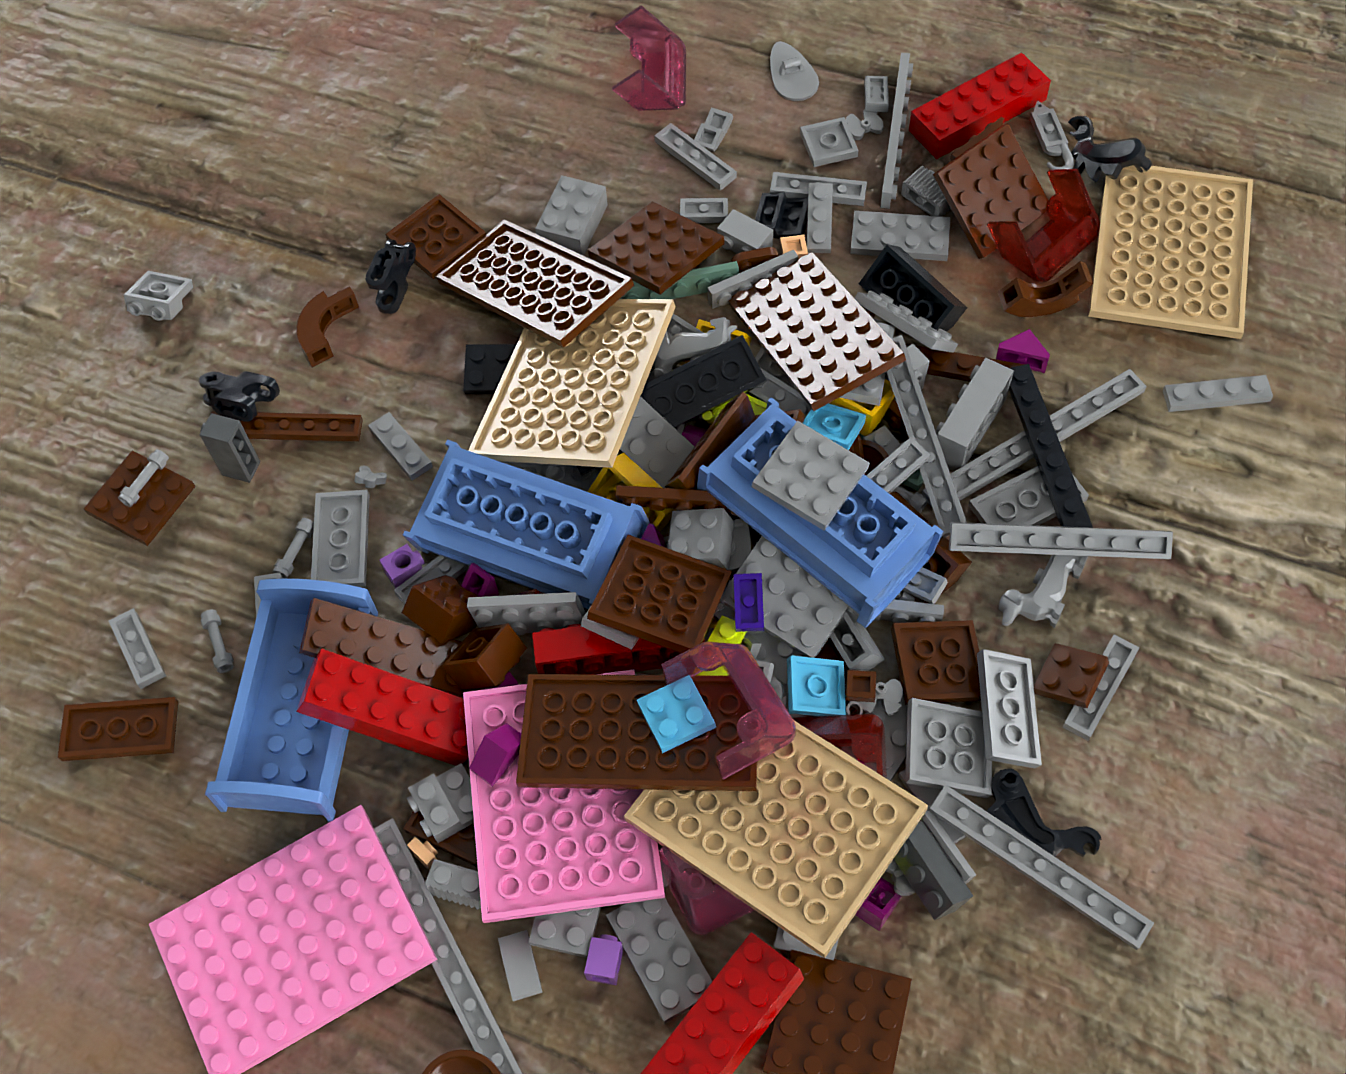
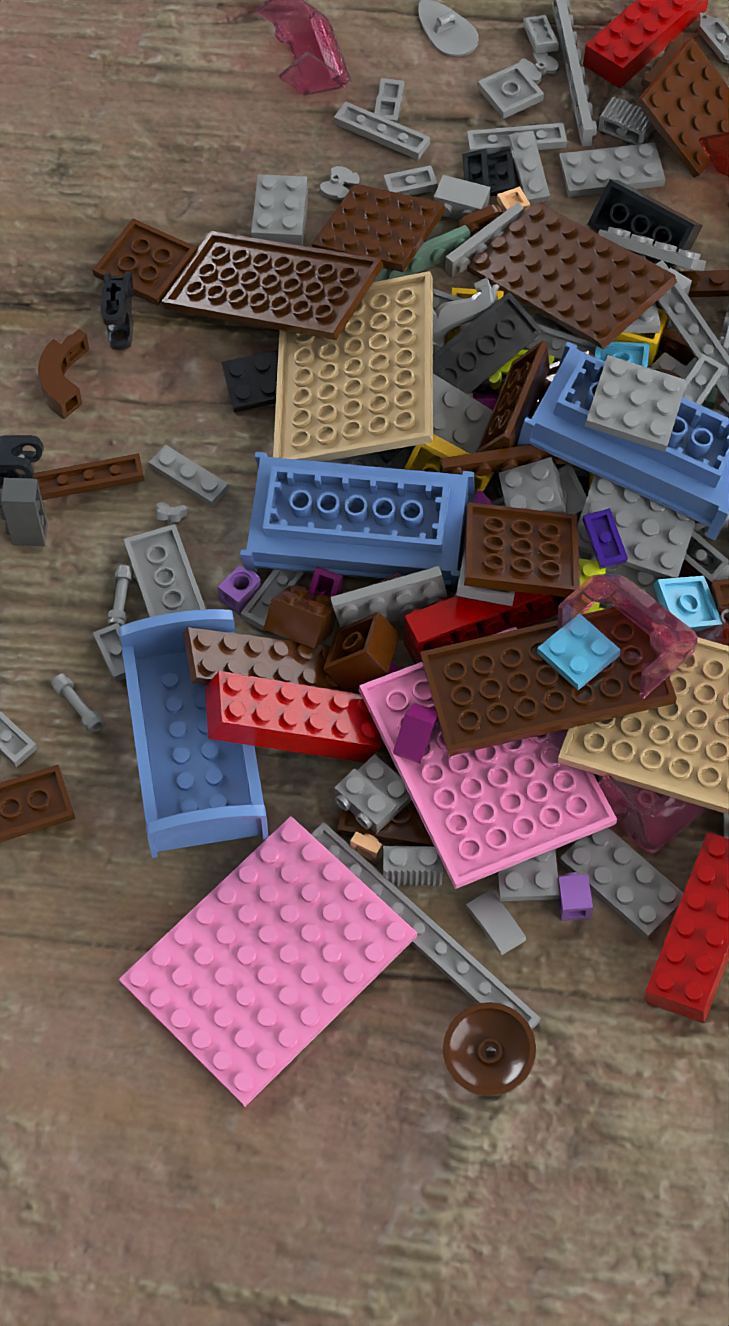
camera: 20 degrees left, 0 degrees up
(633, 202) = (335, 188): none -> light grey piece

